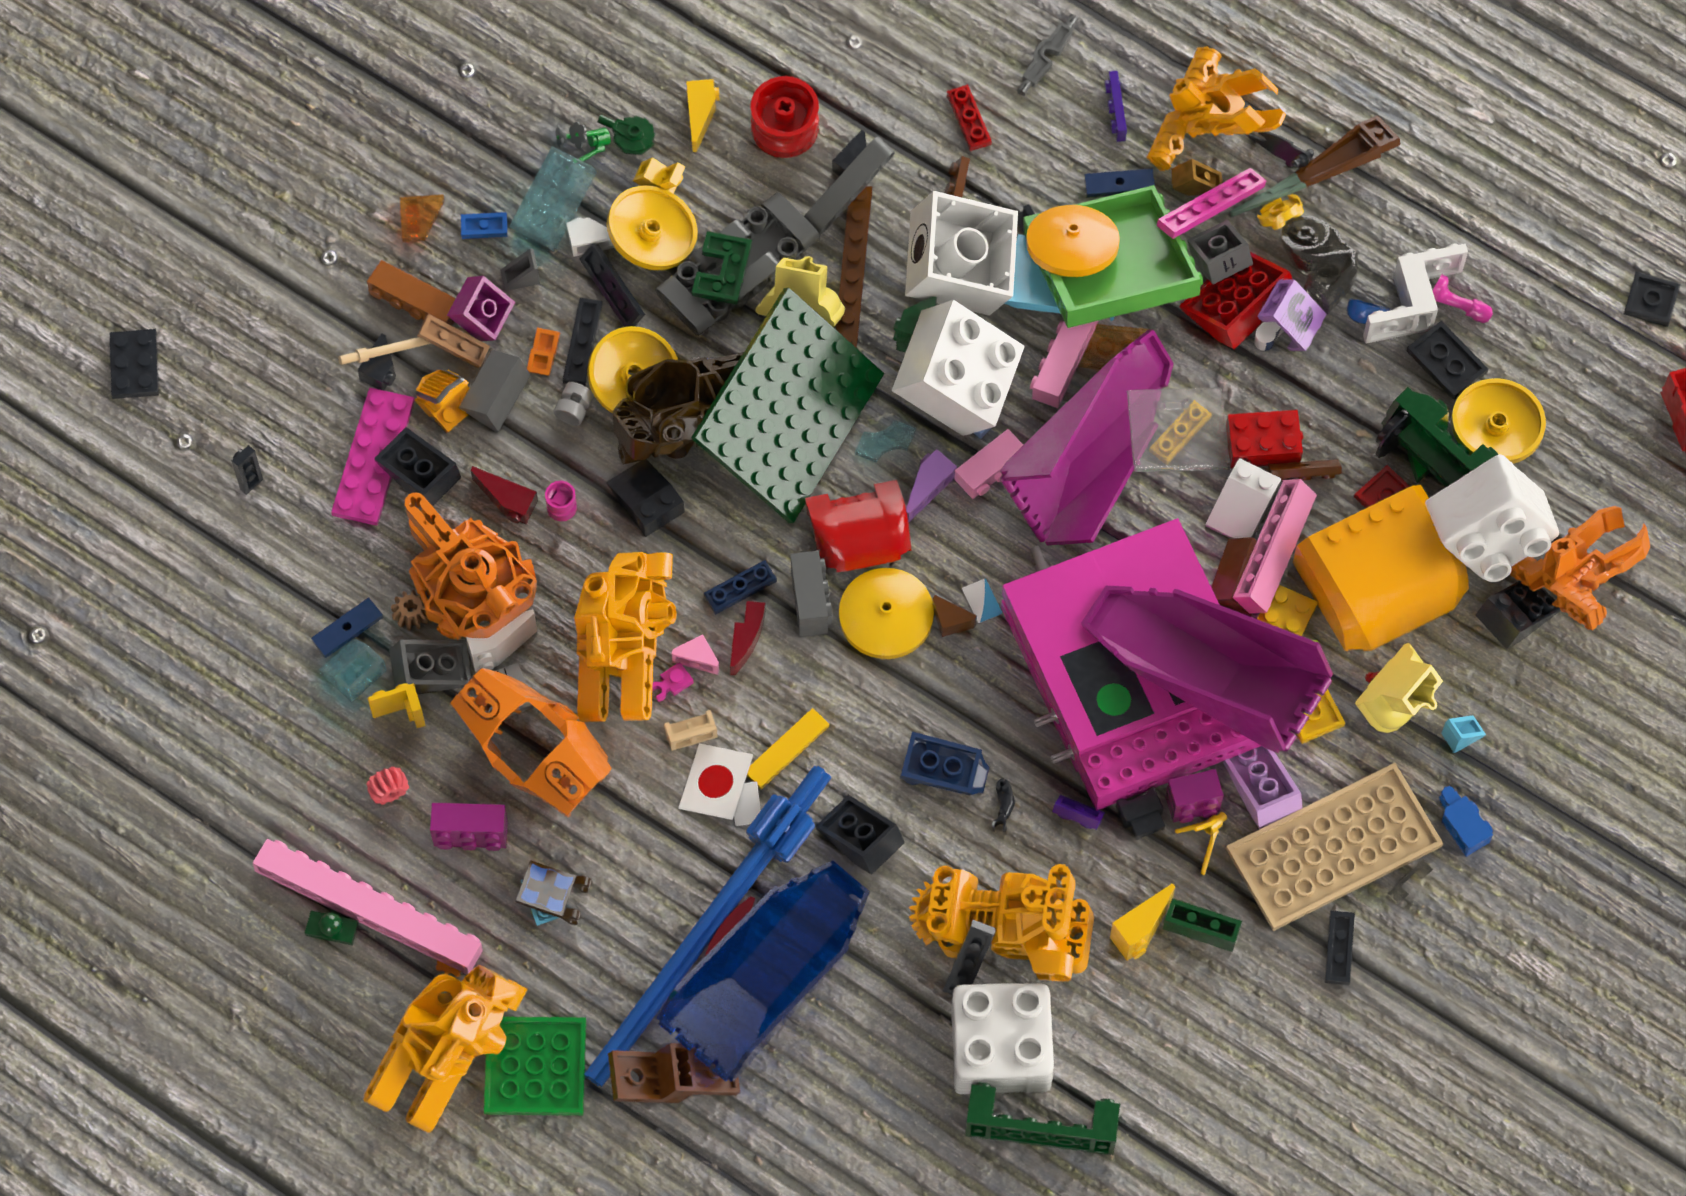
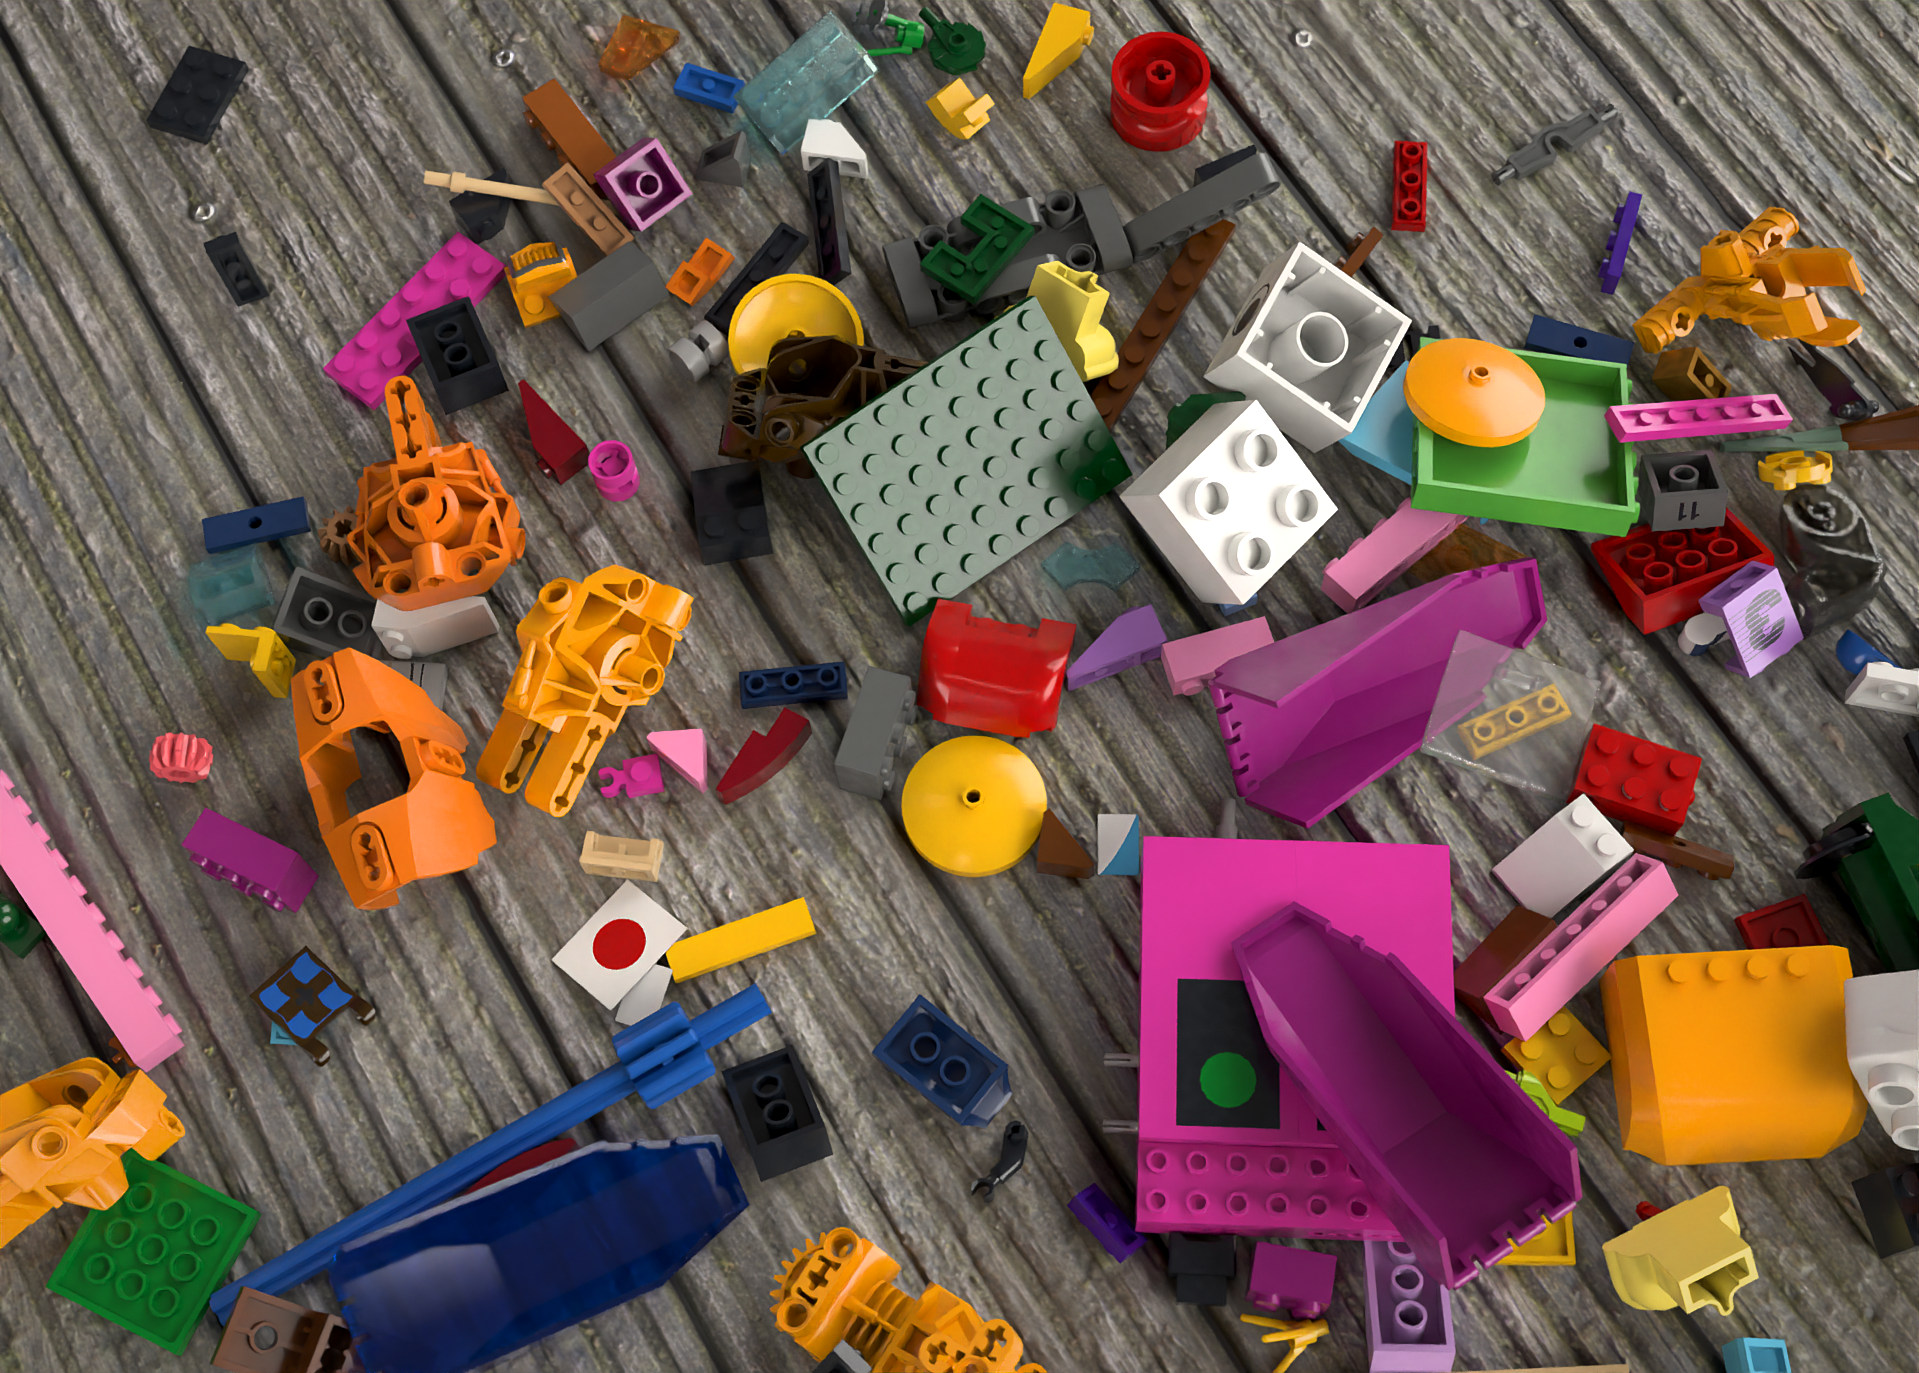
camera: 30 degrees right, 0 degrees up
(652, 227) = (915, 166): yellow dish -> none
(1418, 470) = (1850, 921): green piece -> none

